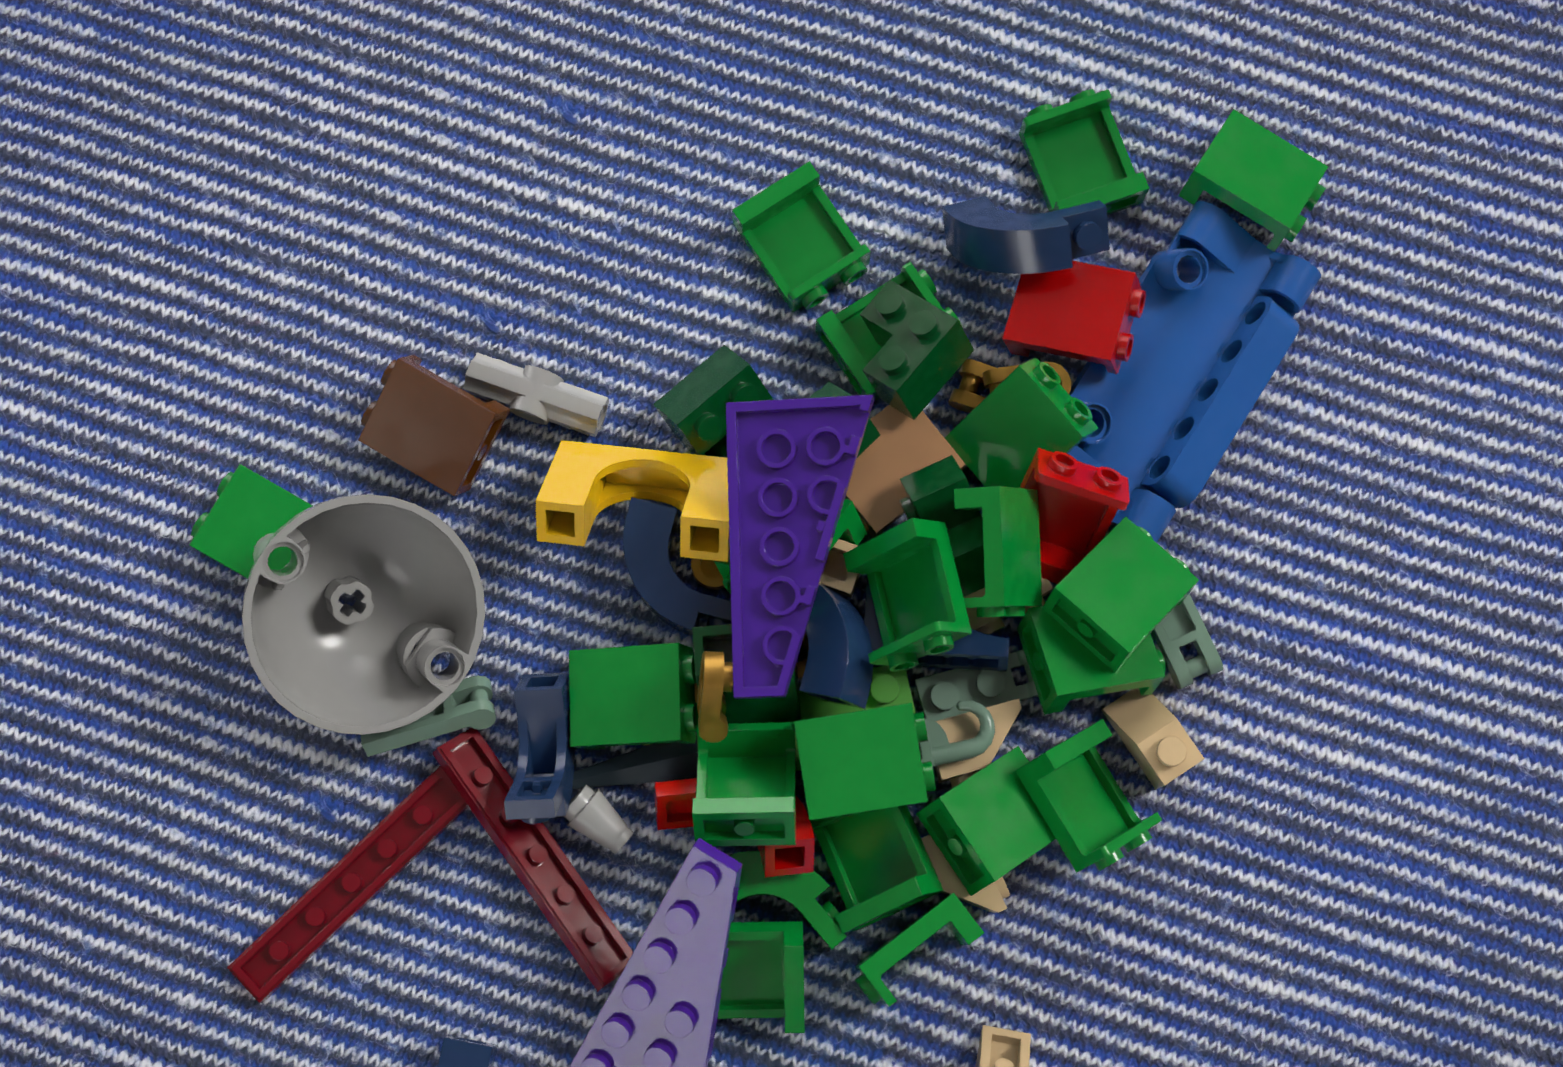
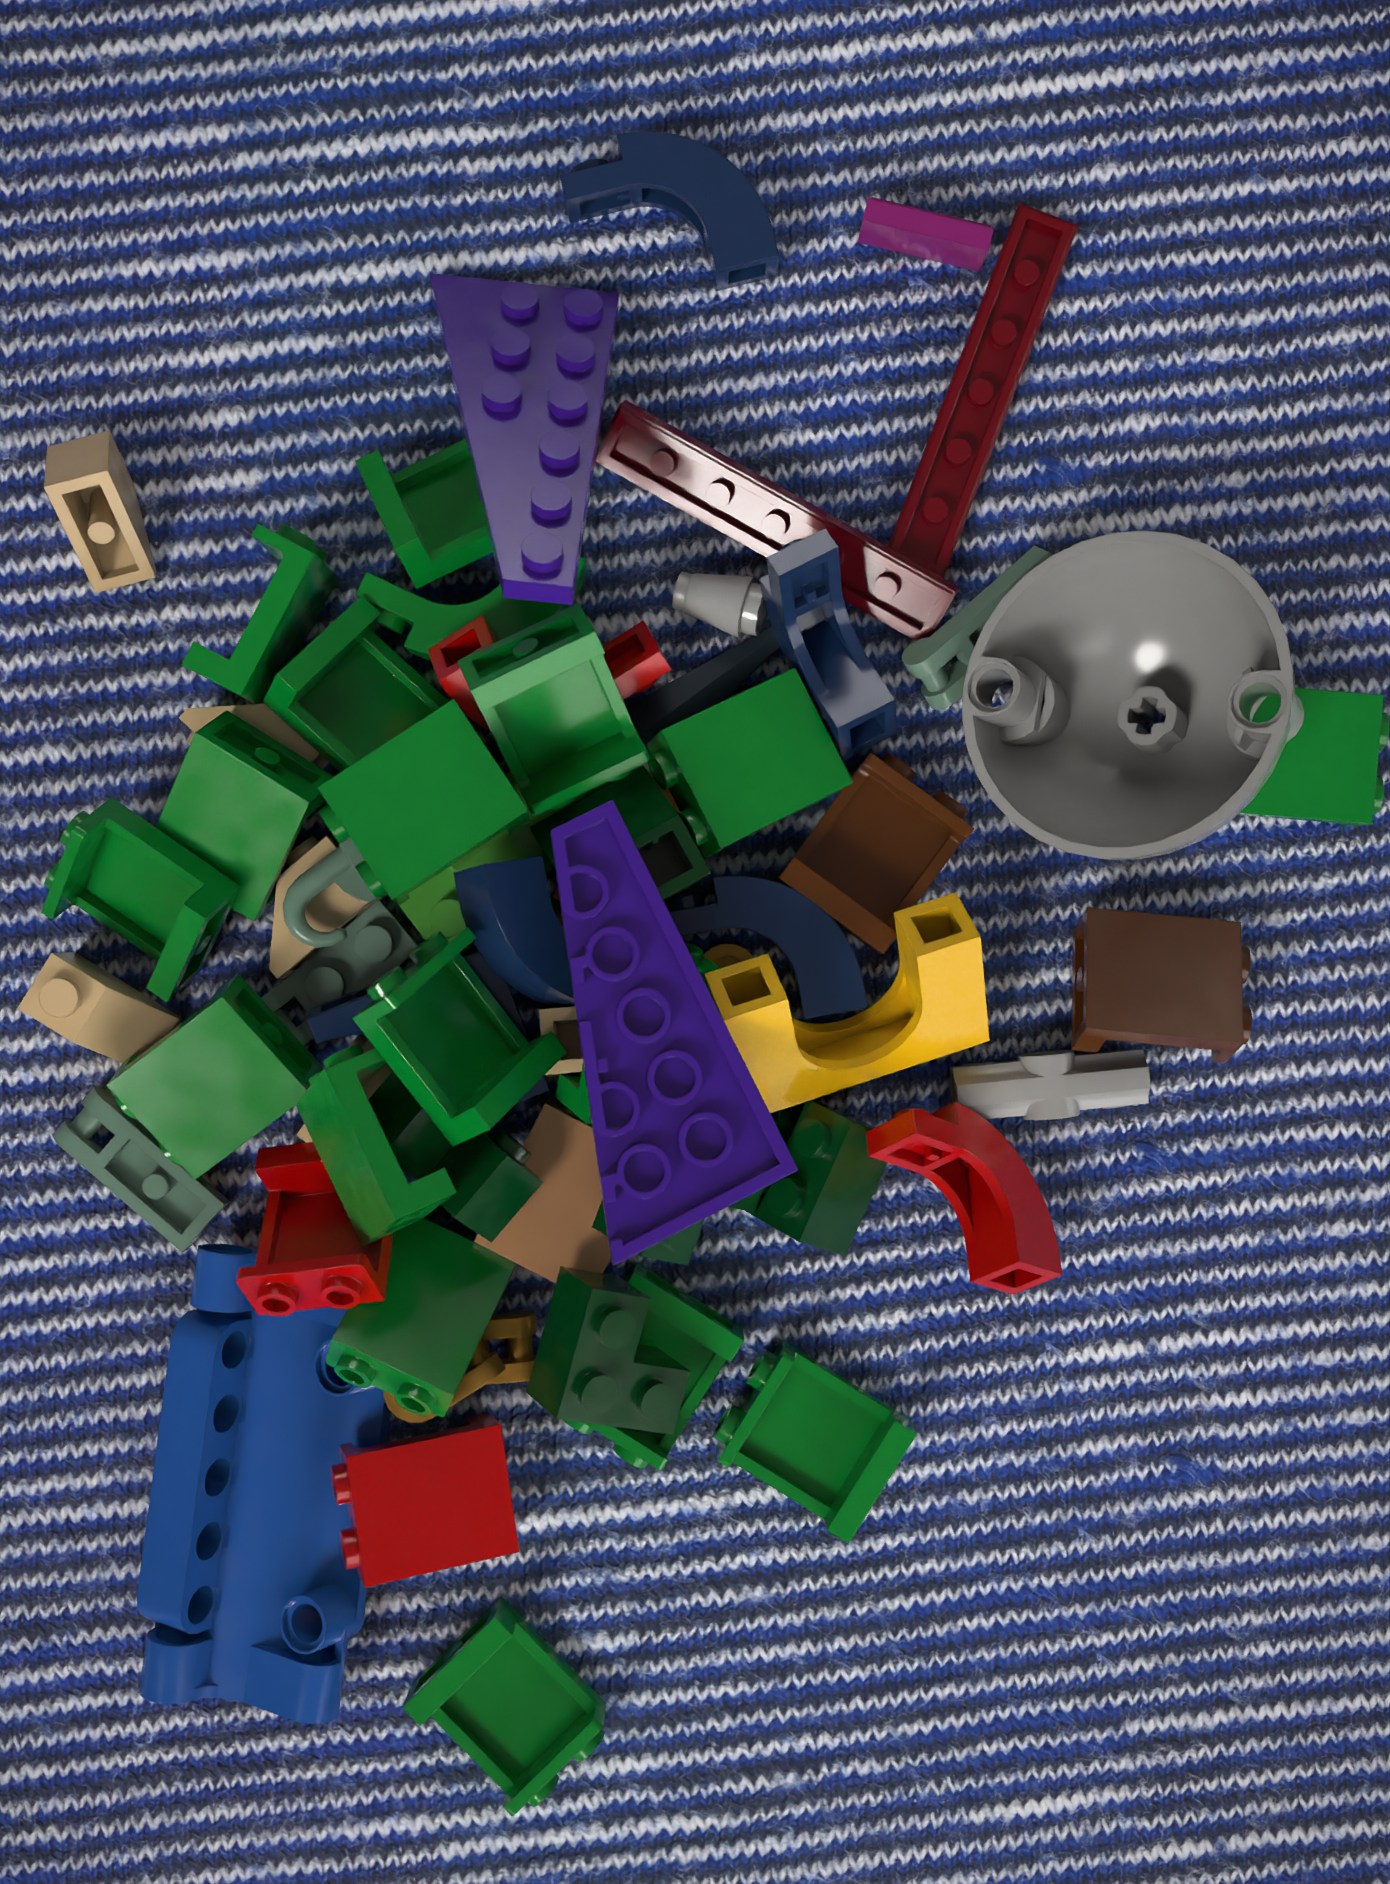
camera: 155 degrees right, 10 degrees up
(335, 1009) = (925, 234): none -> magenta tile
(576, 601) = (876, 850): none -> reddish brown panel
(609, 345) = (987, 1184): none -> red arch
(714, 679) = (649, 813): pearl gold plate -> none
(1023, 243) = (527, 1558): dark blue arch -> none
(1120, 593) = (201, 1162): green panel -> none
(1258, 177) = (273, 1786): green panel -> none

